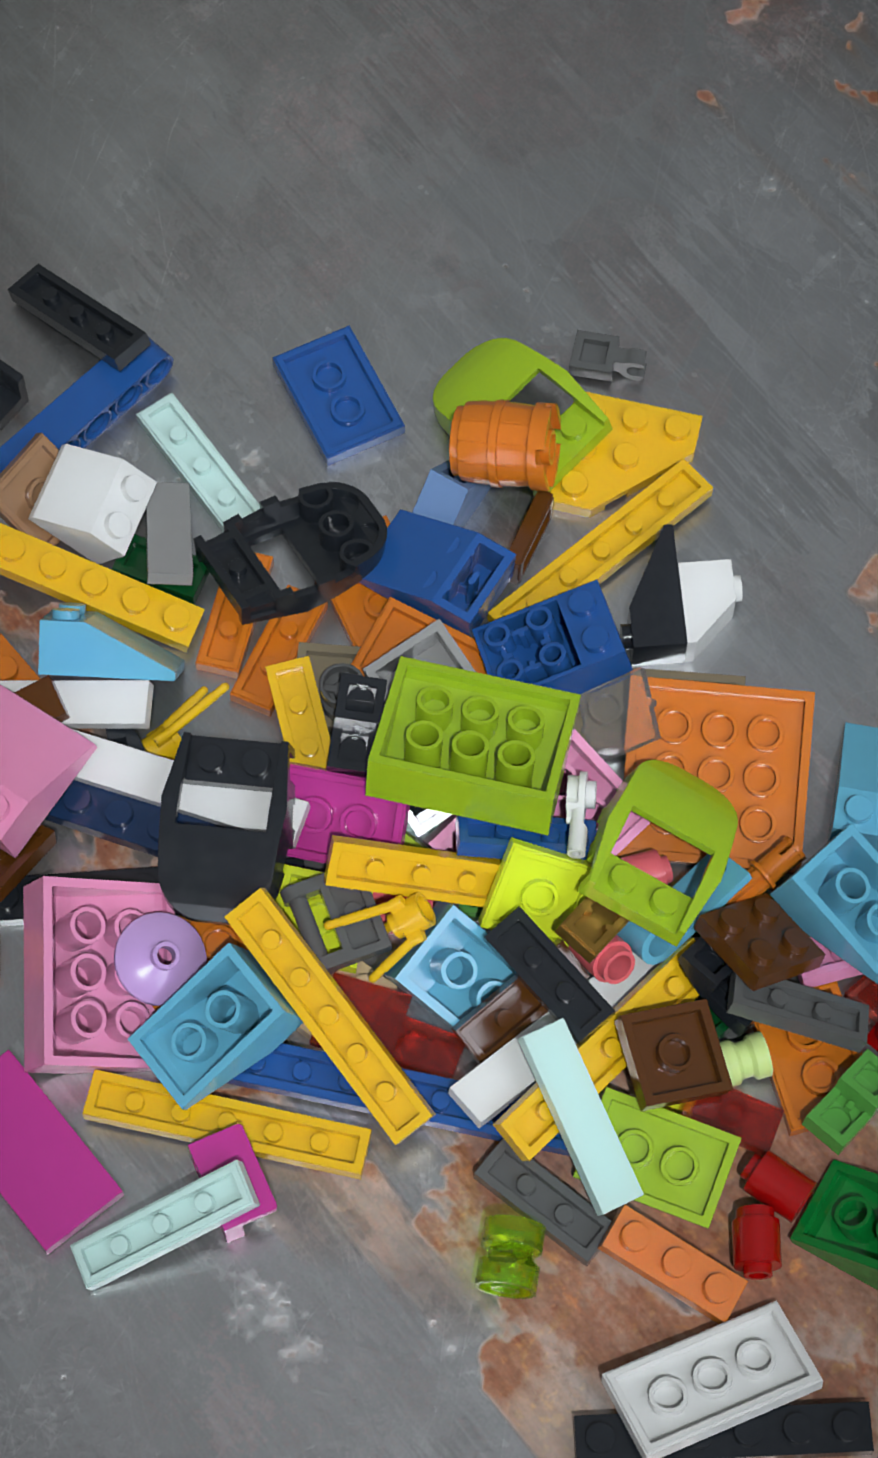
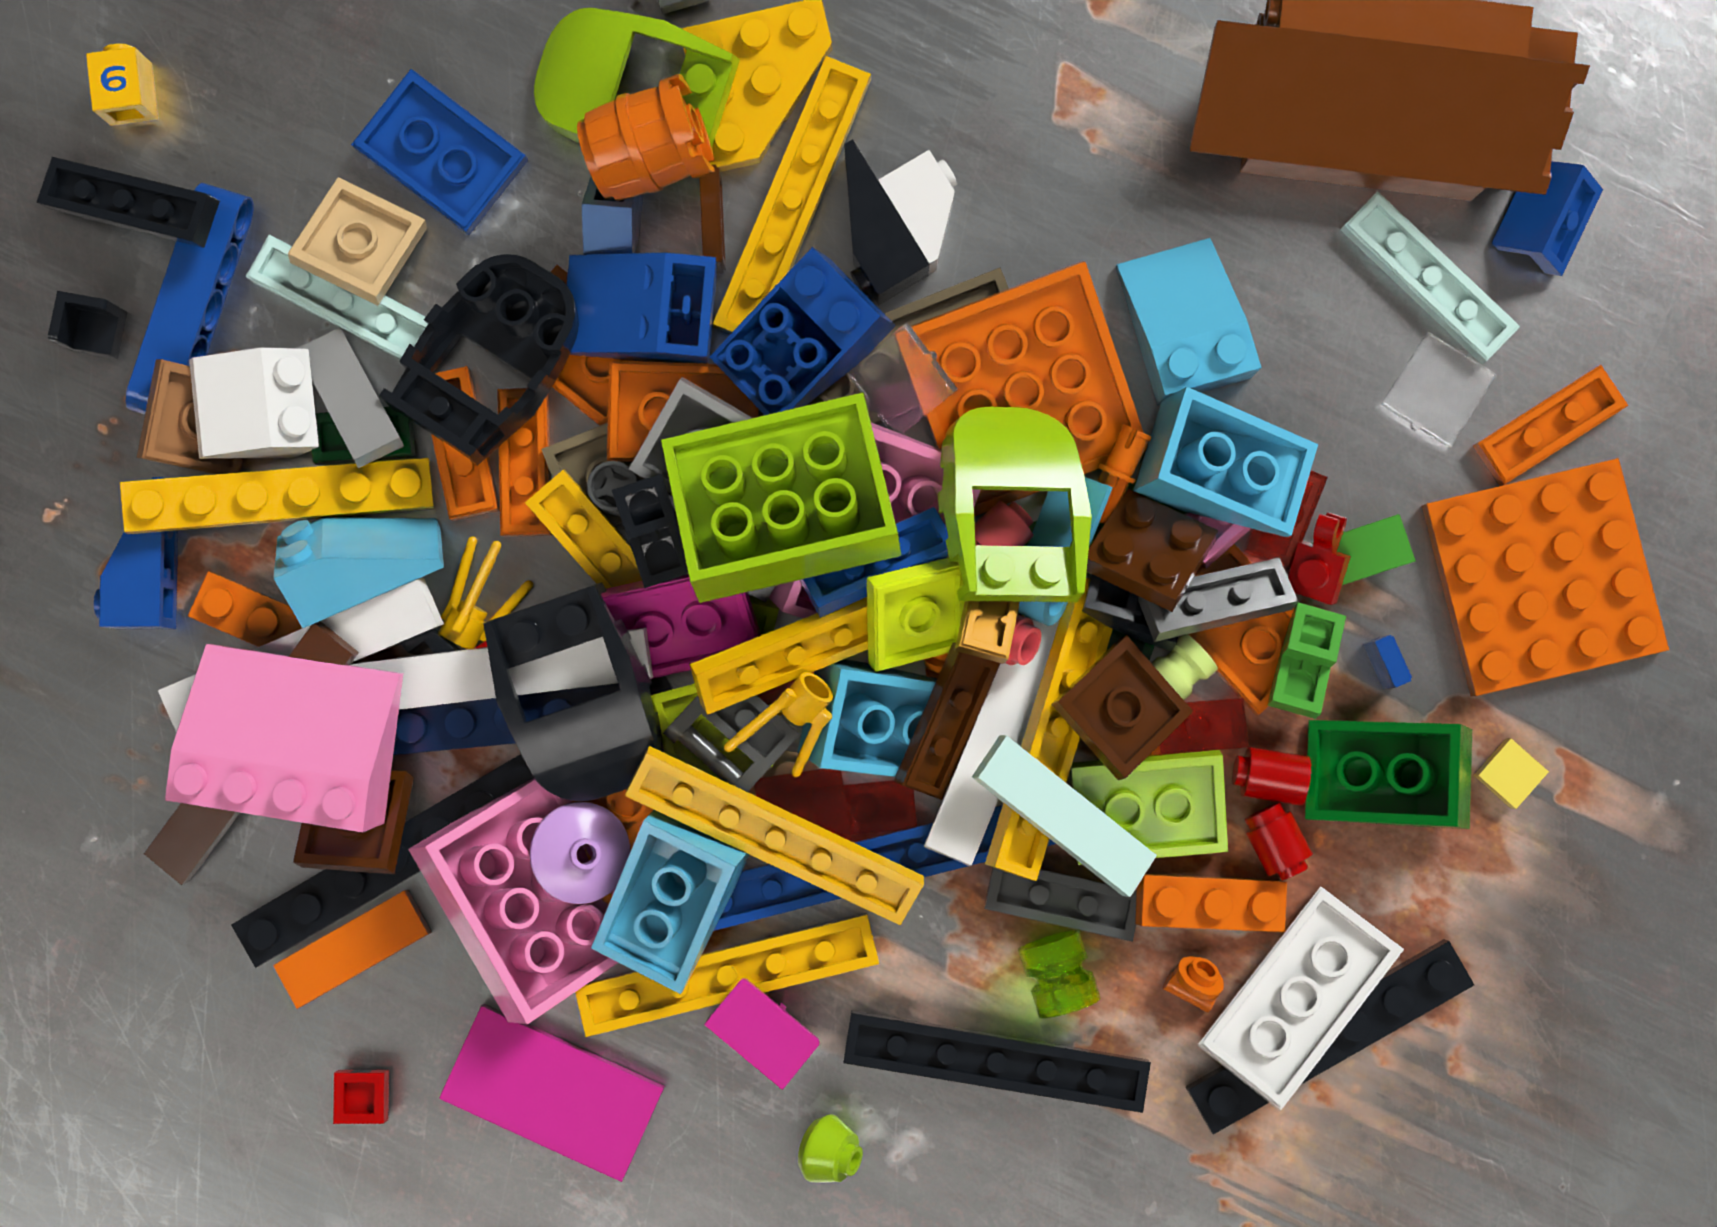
camera: 20 degrees left, 20 degrees up
(120, 238) = (122, 85): none -> yellow brick
(164, 1225) = (723, 1108): light aqua tile -> none
(235, 1307) = (829, 1151): none -> lime cone
(238, 426) = (357, 241): none -> tan plate
(420, 1309) = (997, 1061): none -> black plate
(549, 975) = (969, 693): black plate -> none
(579, 797) = (911, 495): white plate -> none
(626, 1329) = (1195, 982): none -> orange plate

